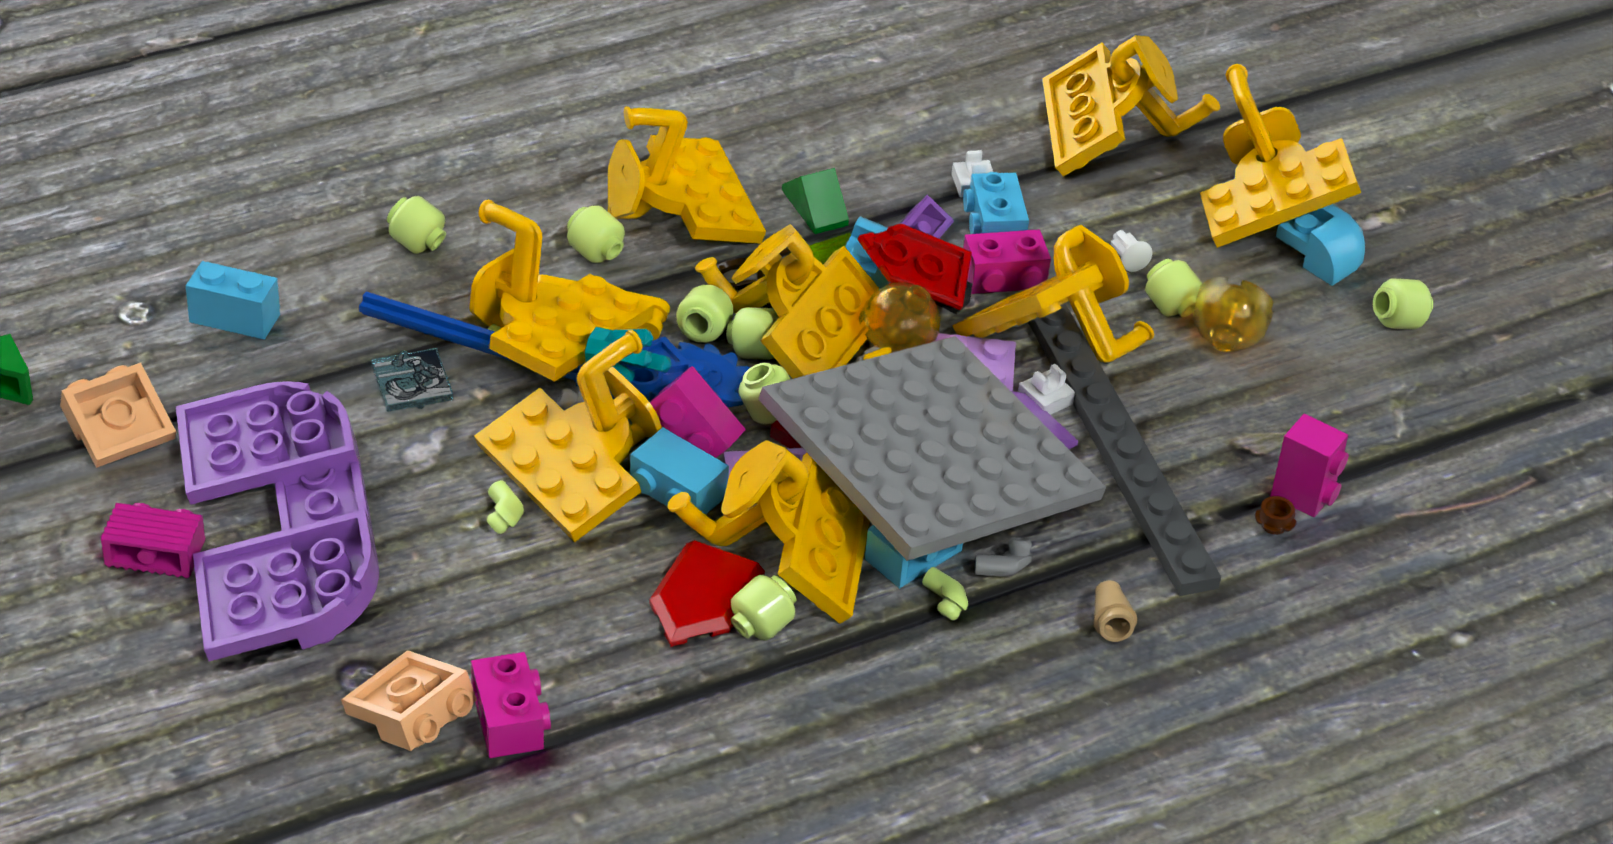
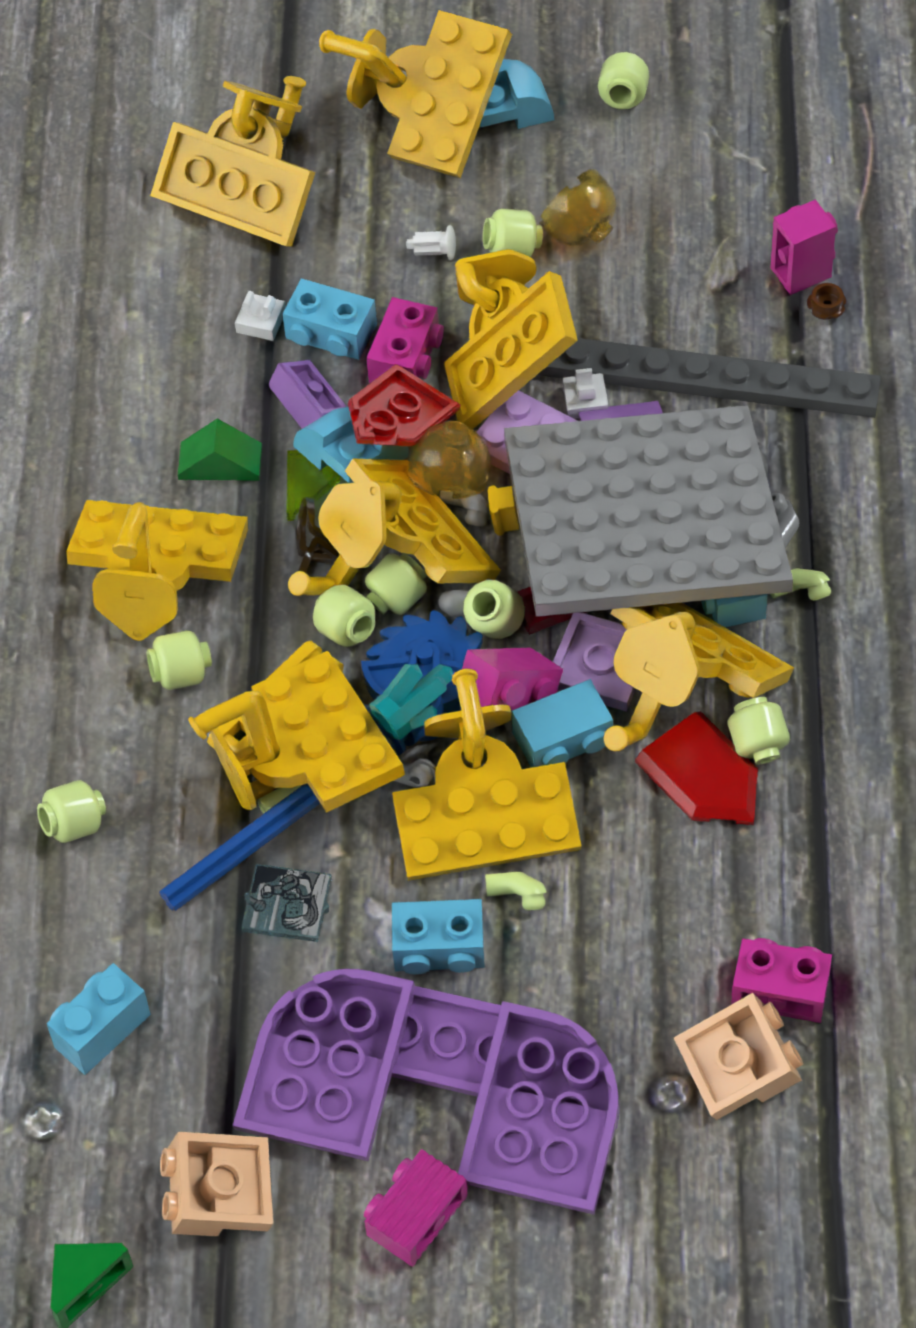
camera: 55 degrees left, 15 degrees up
(424, 469) = (437, 936): none -> medium azure brick
(1113, 613) = (883, 471): tan cone -> none

